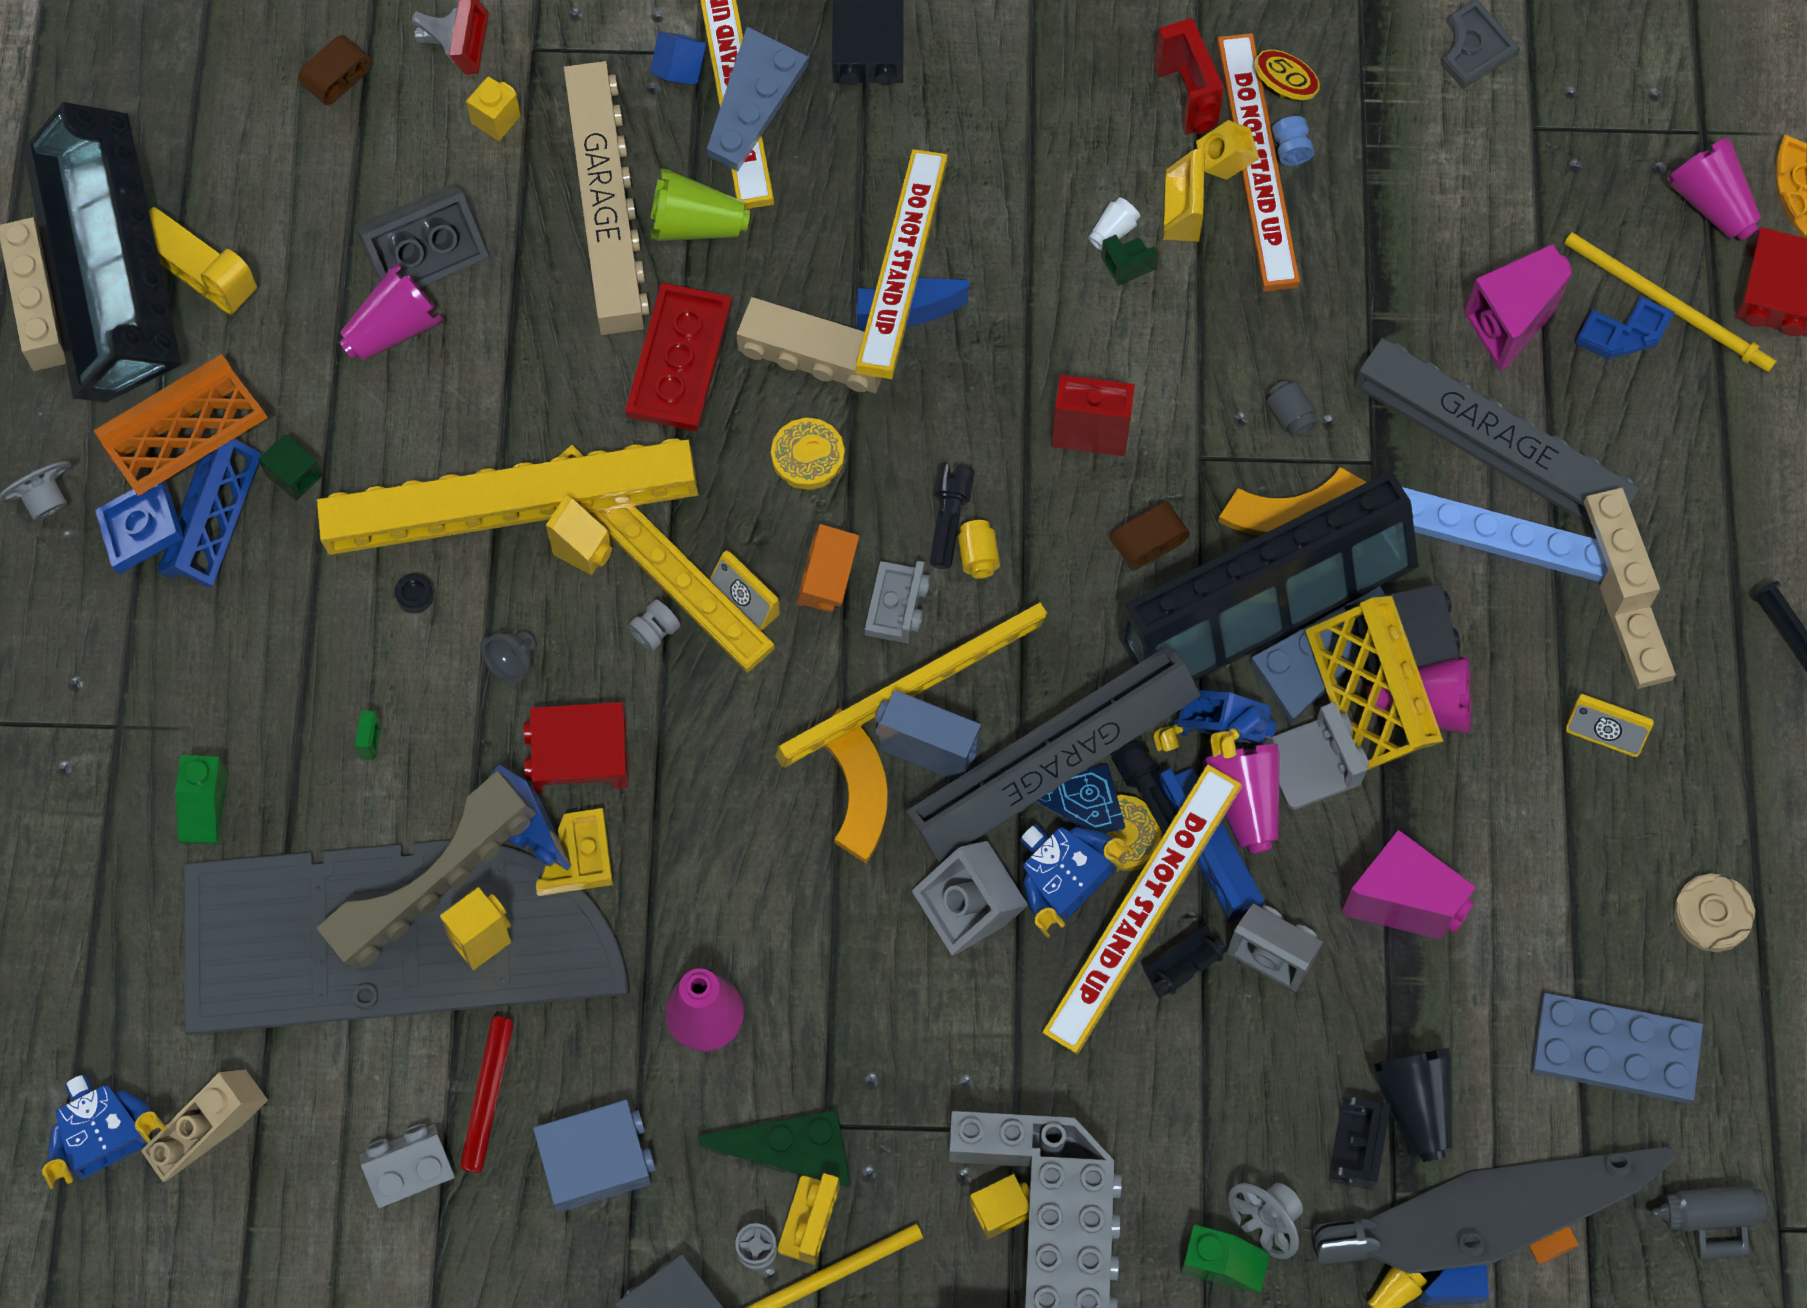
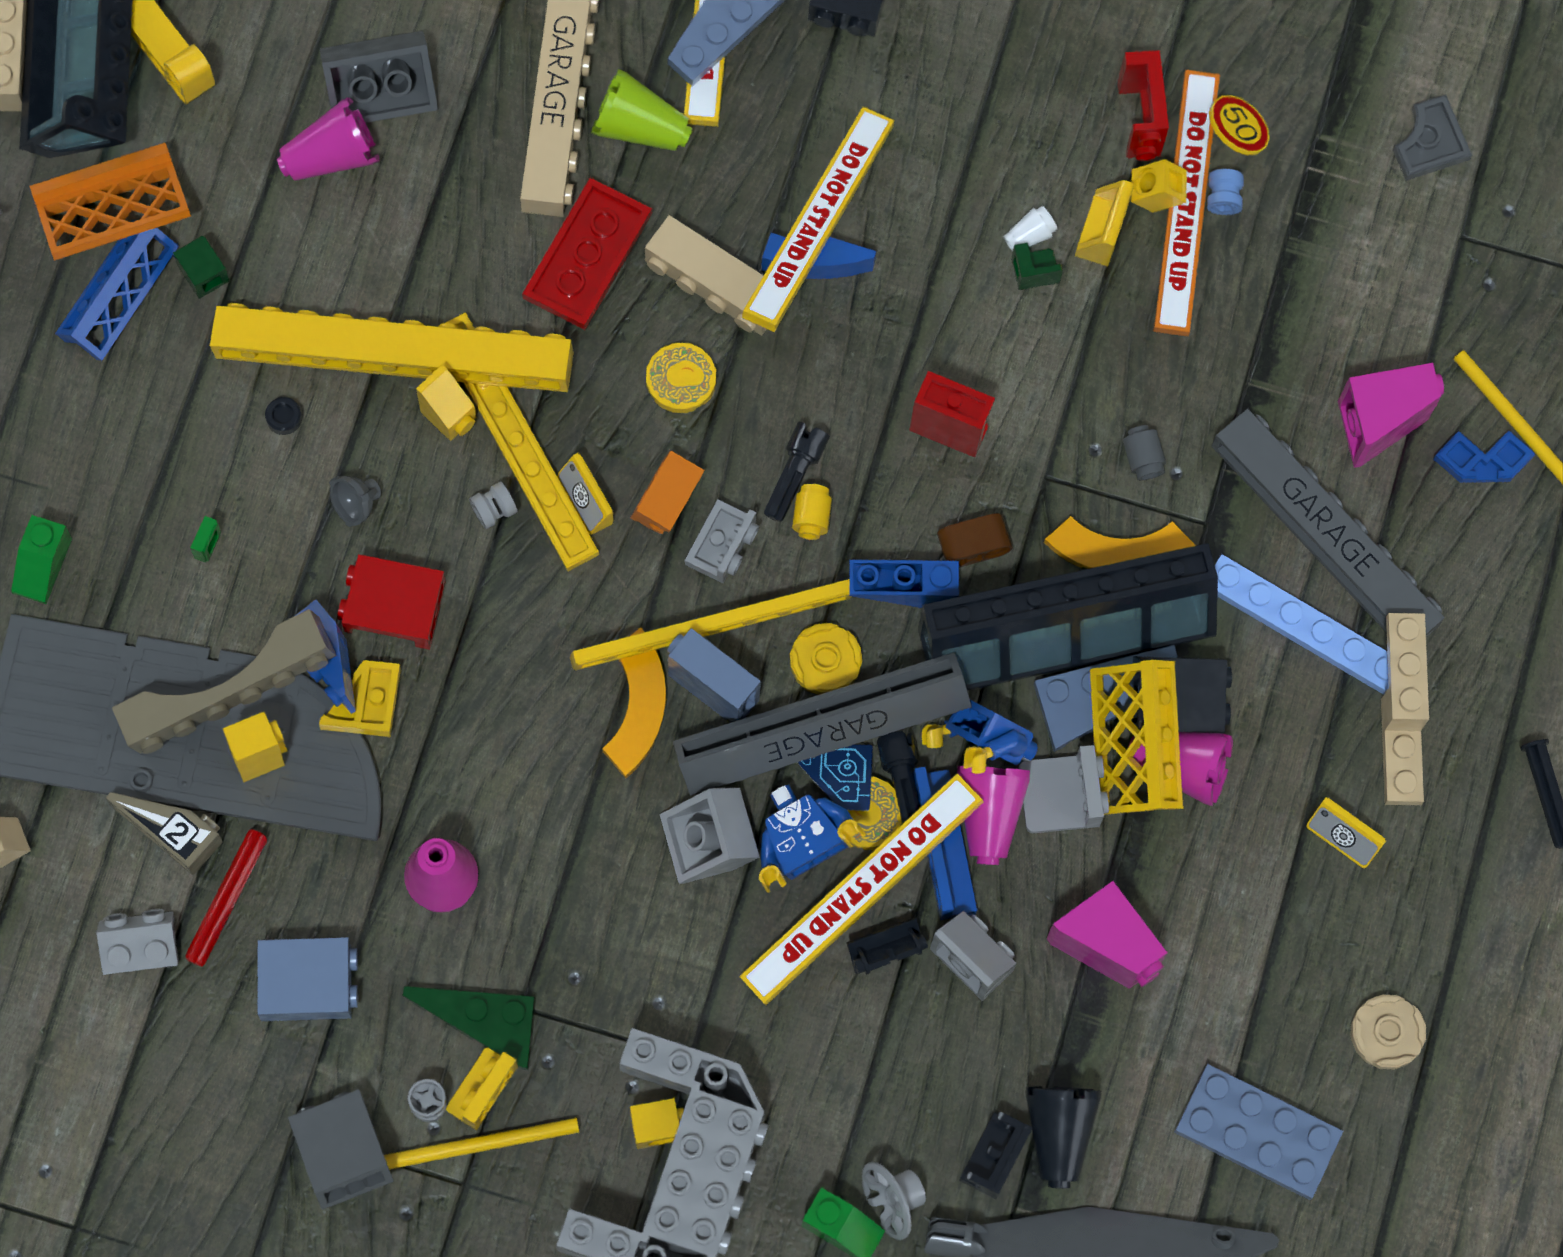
camera: 10 degrees right, 5 degrees up
(138, 526) = (48, 288): blue plate -> none
(413, 1038) = (173, 829): none -> slope
(1034, 690) = (833, 666): none -> yellow tile
(1092, 592) = (904, 581): none -> blue slope

